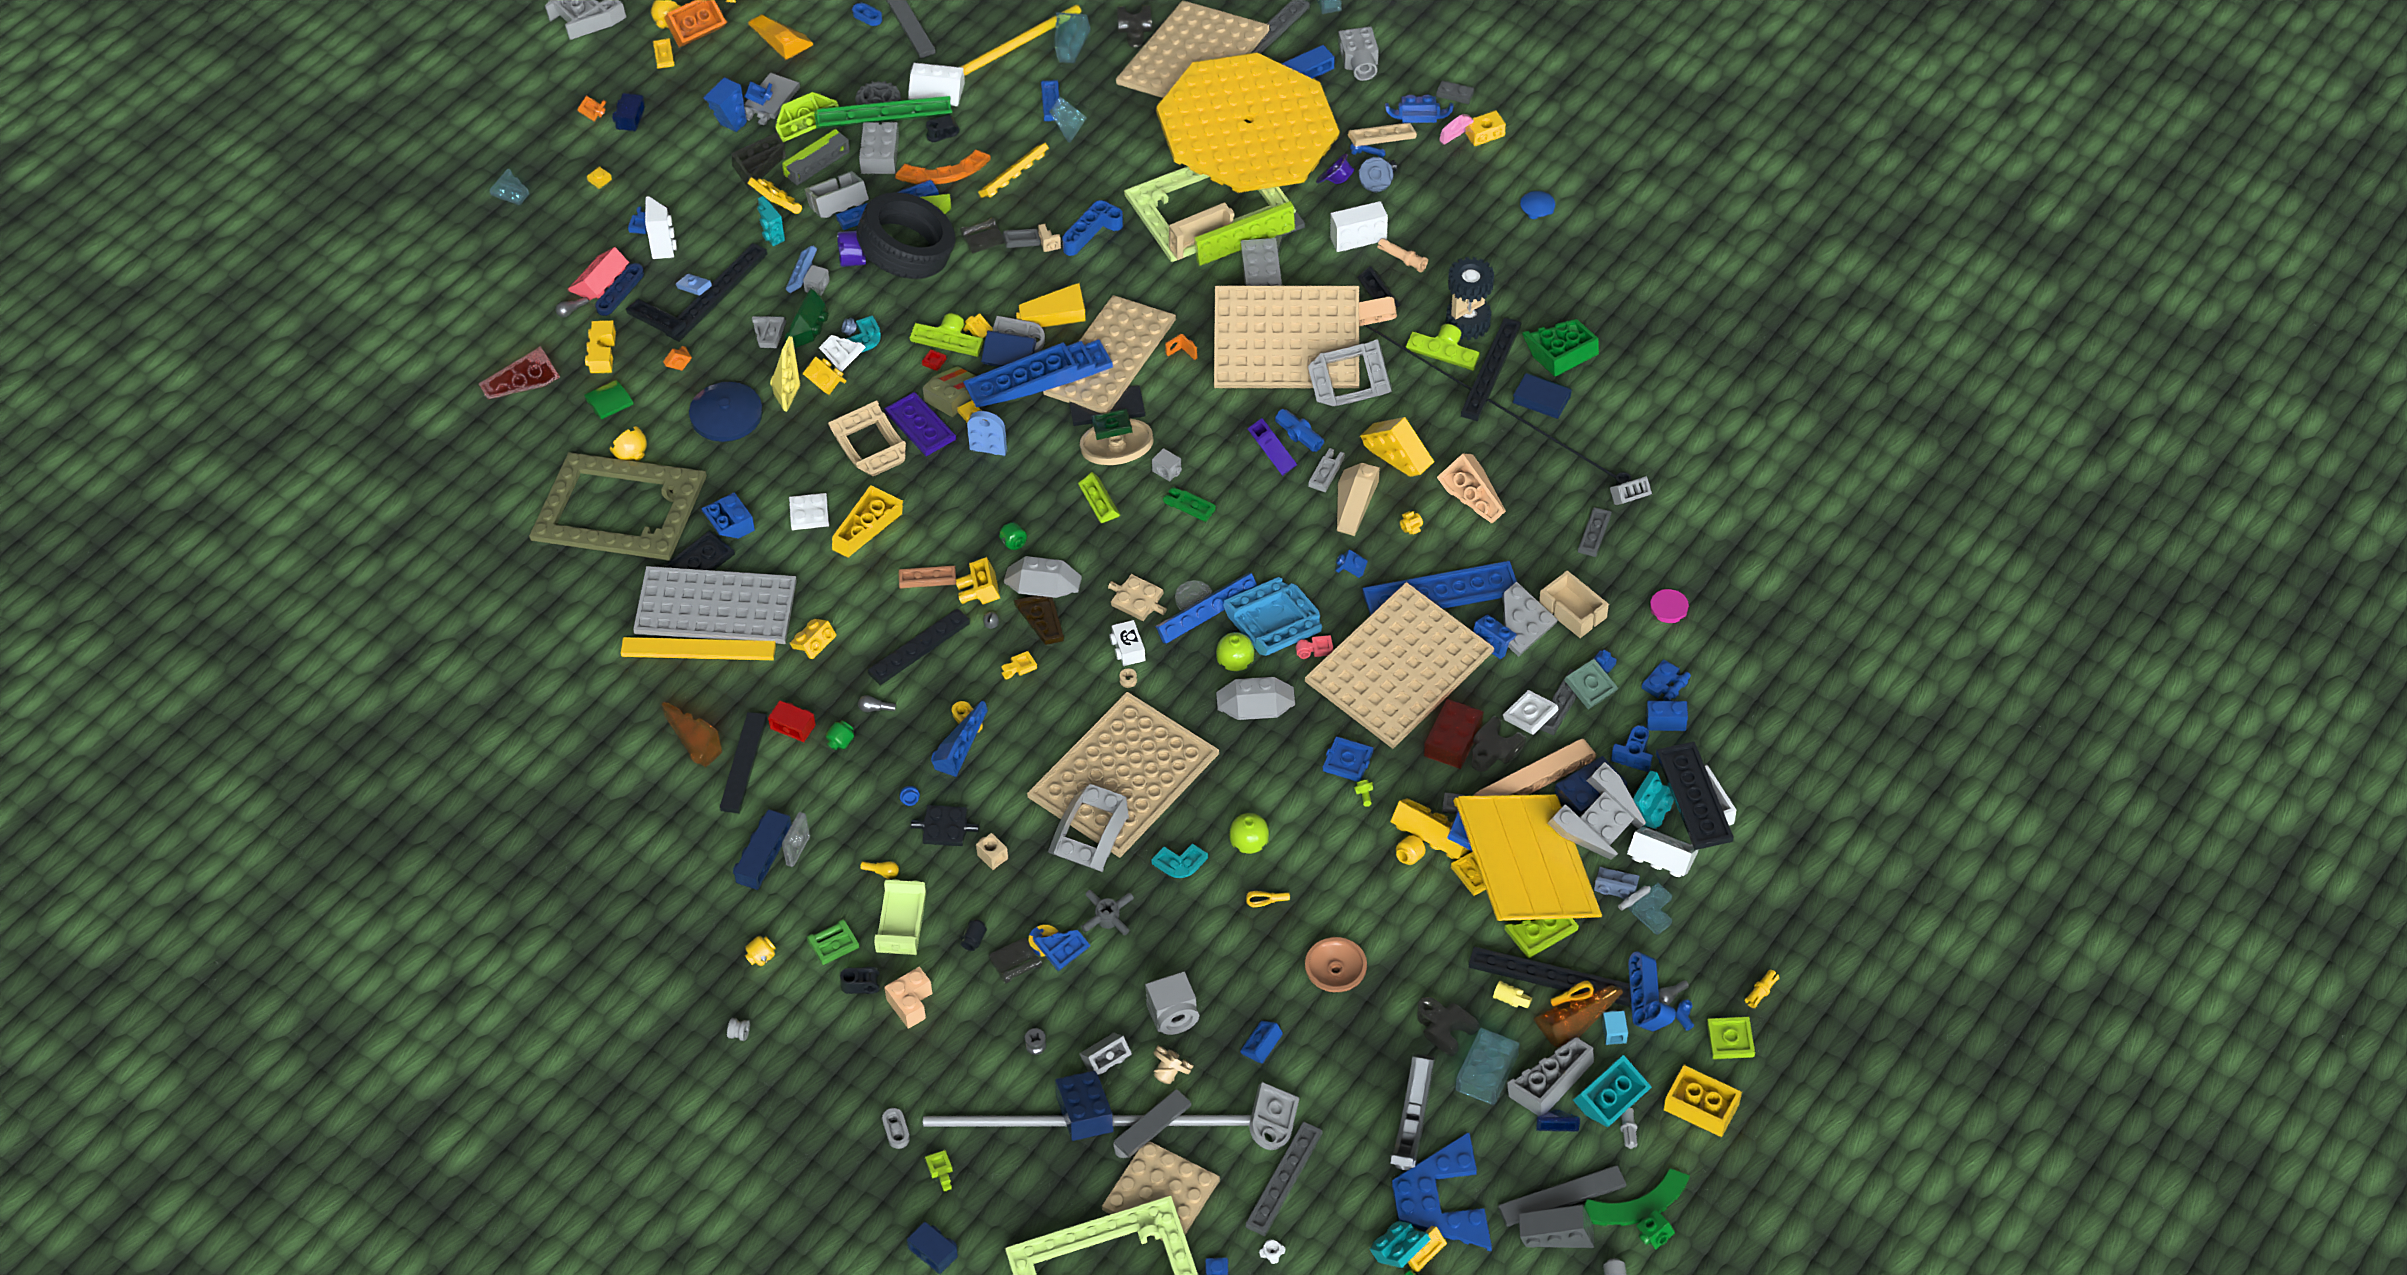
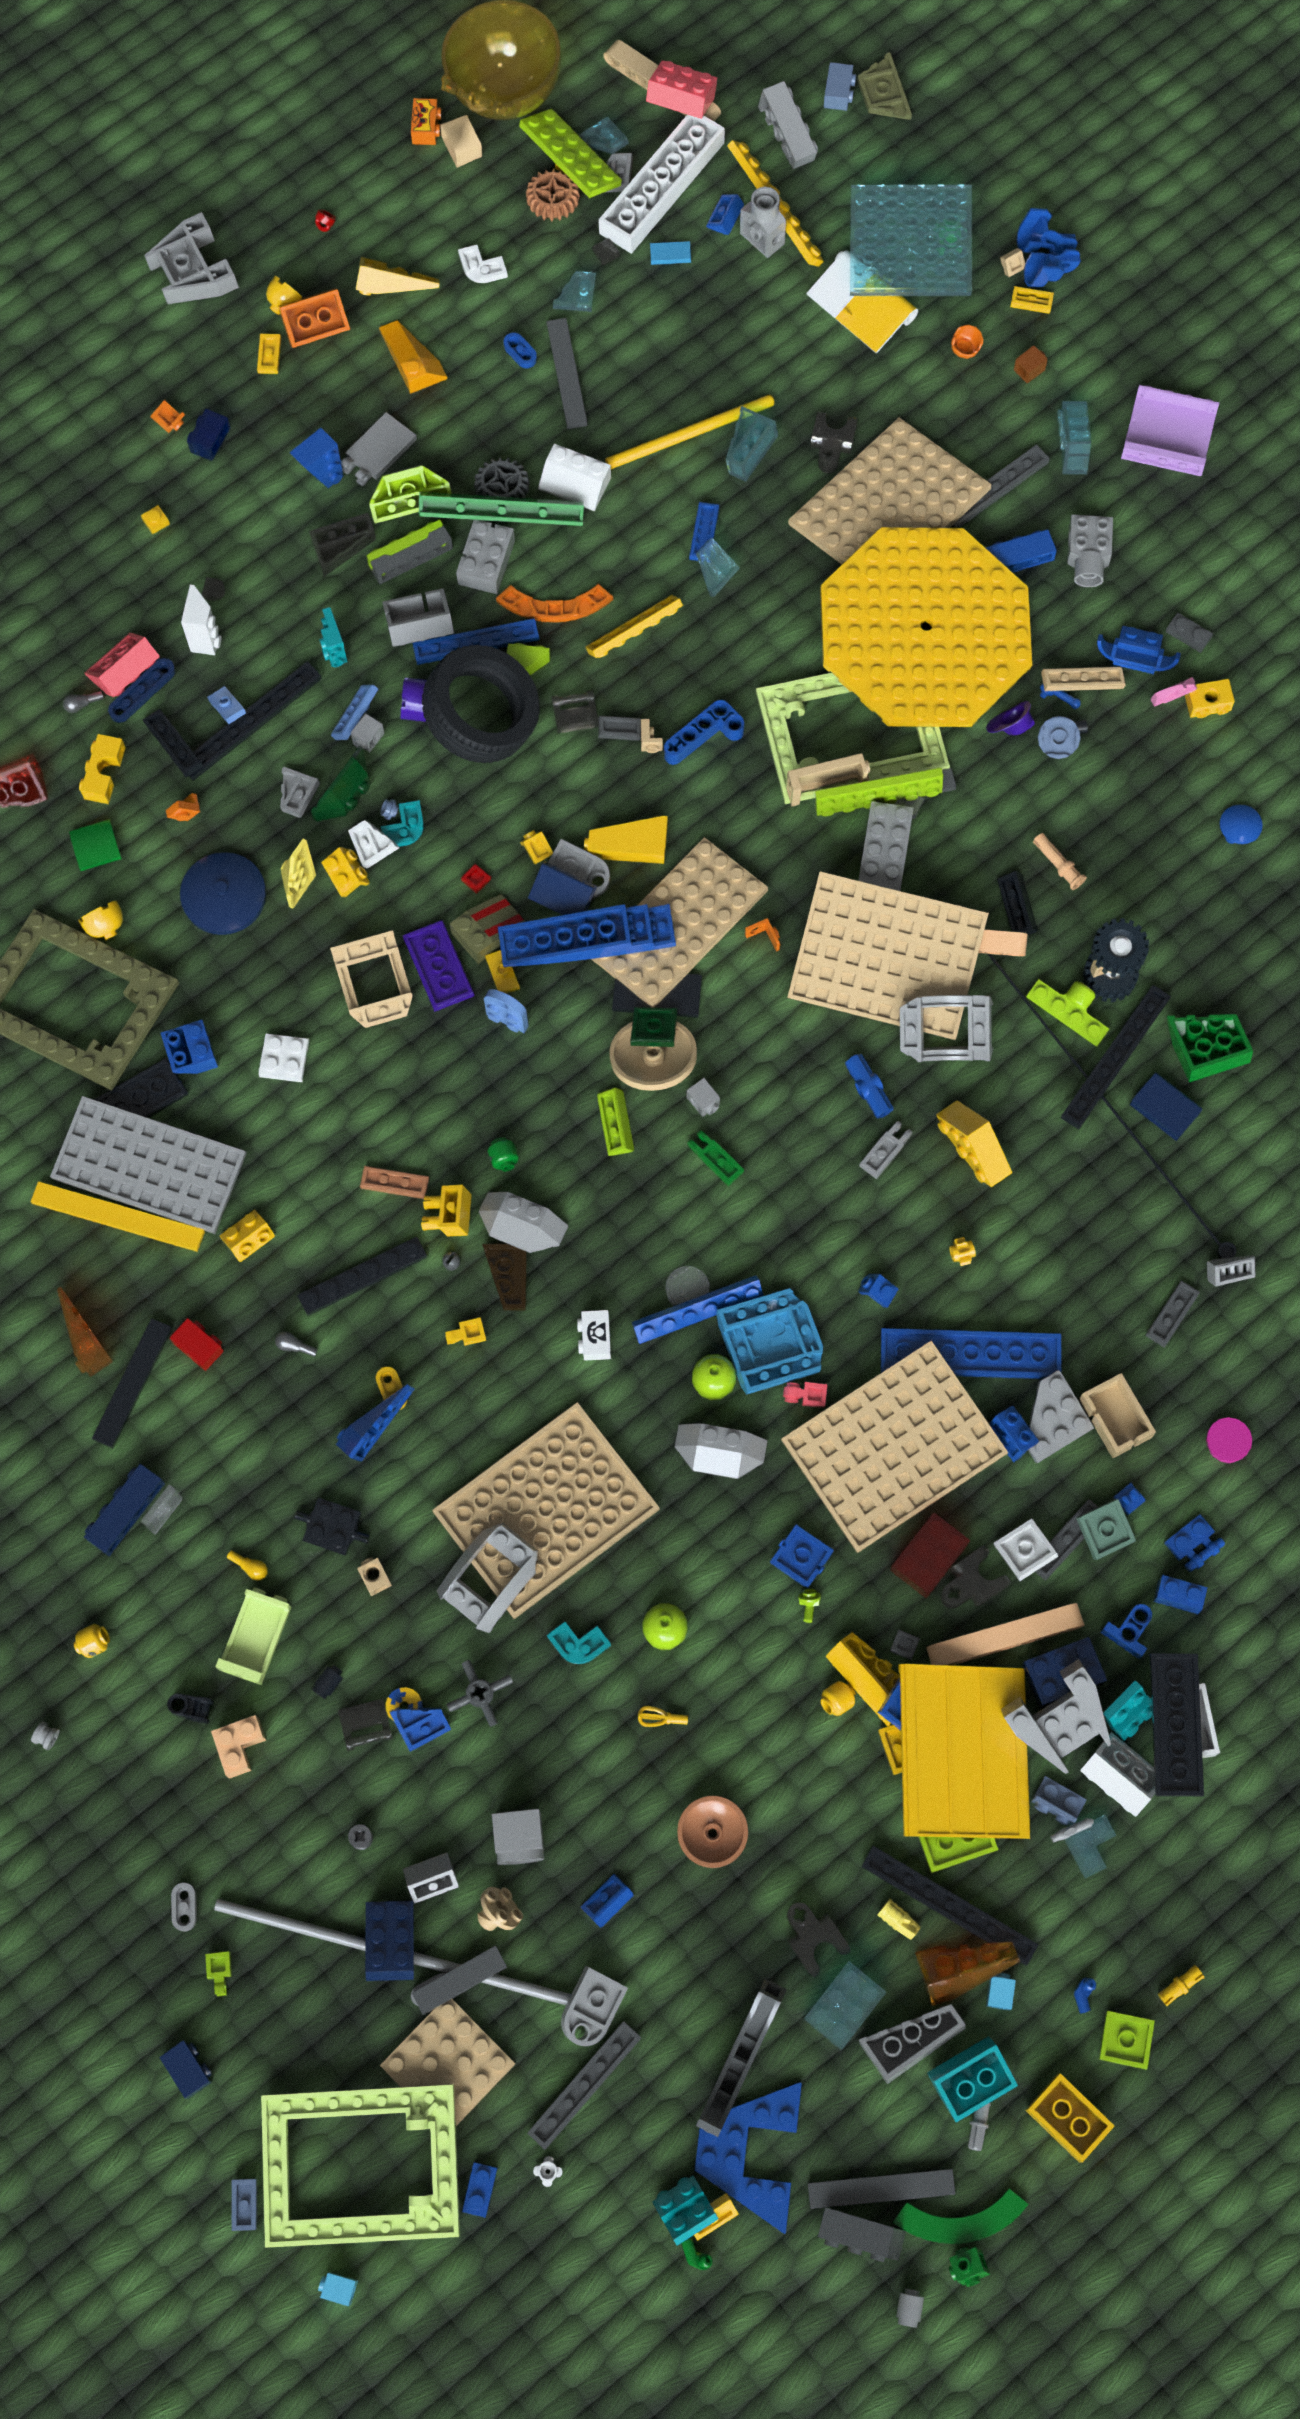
camera: 15 degrees right, 20 degrees up
(509, 189) = (49, 513): clear light blue wing -> none
(637, 223) = (179, 600): blue plate -> none
(758, 94) = (363, 444): blue bracket -> none
(775, 195) = (348, 604): yellow plate -> none
(834, 946) = (176, 1654): bright green plate -> none
(839, 735) = (244, 1377): green head -> none
(866, 520) = (341, 1092): yellow wedge -> none
(909, 795) = (302, 1477): blue plate -> none
(942, 127) = (567, 544): black piece -> none
(947, 336) = (498, 851): lime plate -> none
(1128, 673) = (587, 1387): tan bush -> none
(1137, 597) = (623, 1272): tan plate -> none
(1272, 446) = (830, 1104): dark purple slope -> none
(1354, 495) = (908, 1192): tan wedge -> none
(1358, 226) = (1016, 813): white brick -> none
(1471, 485) = (1047, 1214): light nougat wedge -> none
(1558, 1121) = (903, 2091): clear blue slope -> none
(1566, 997) = (959, 1939): yellow piece -> none
(1646, 1008) = (1046, 1962): blue beam -> none
(1667, 994) = (1070, 1965): flat silver piece -> none

